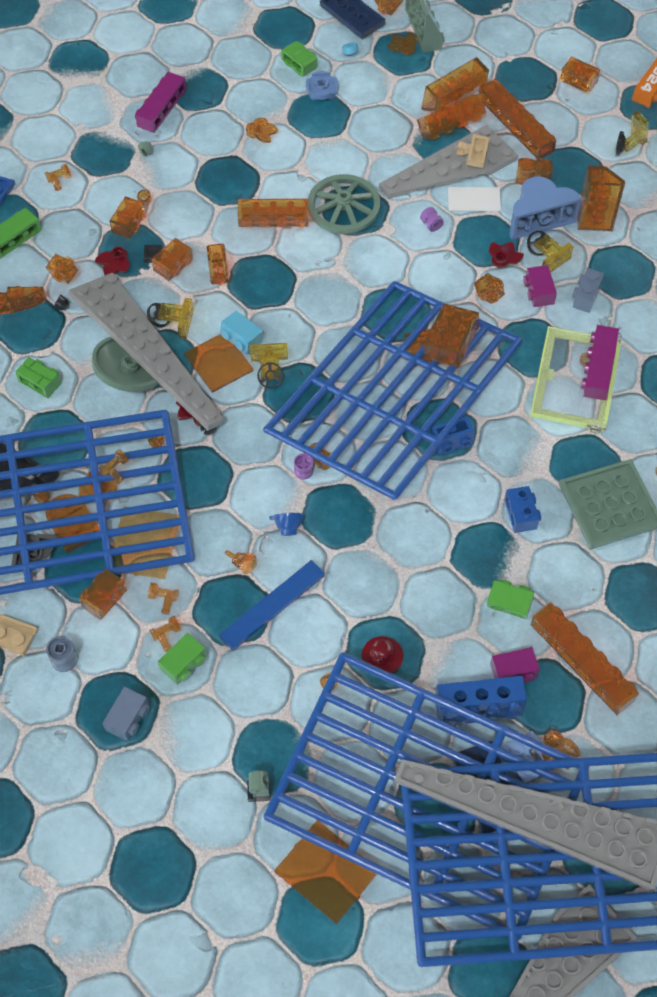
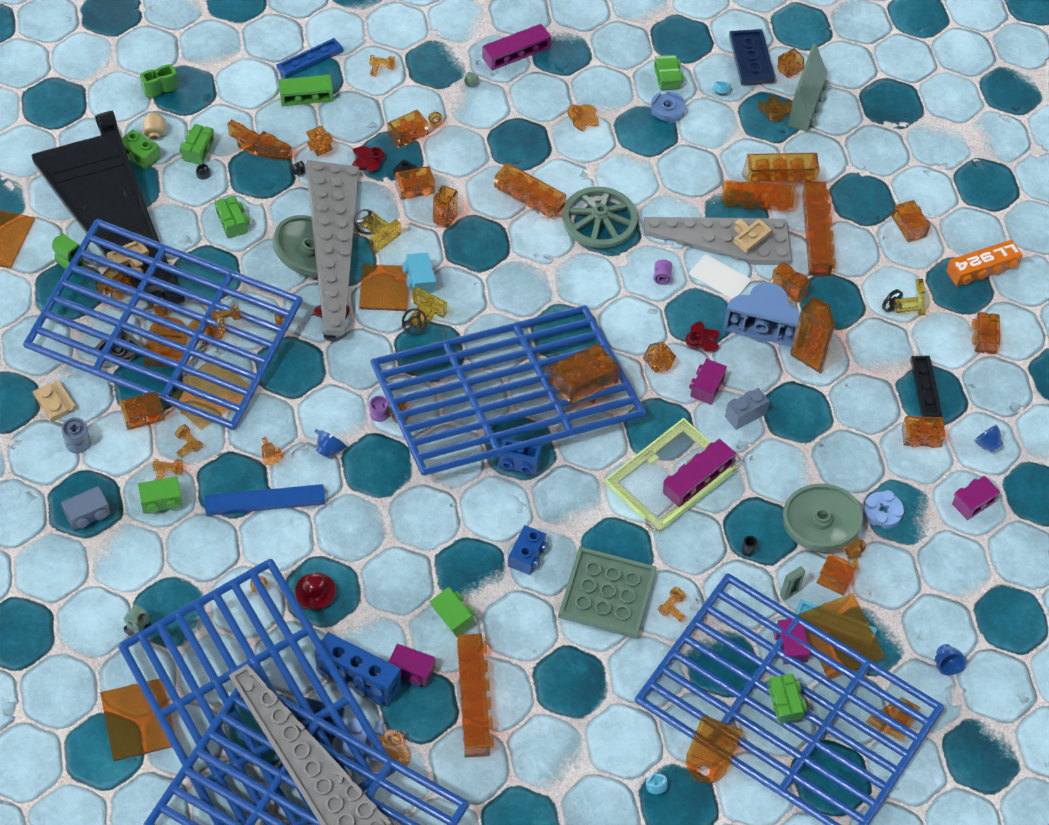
camera: 30 degrees right, 5 degrees down
(555, 253) = (744, 361): clear yellow piece -> none

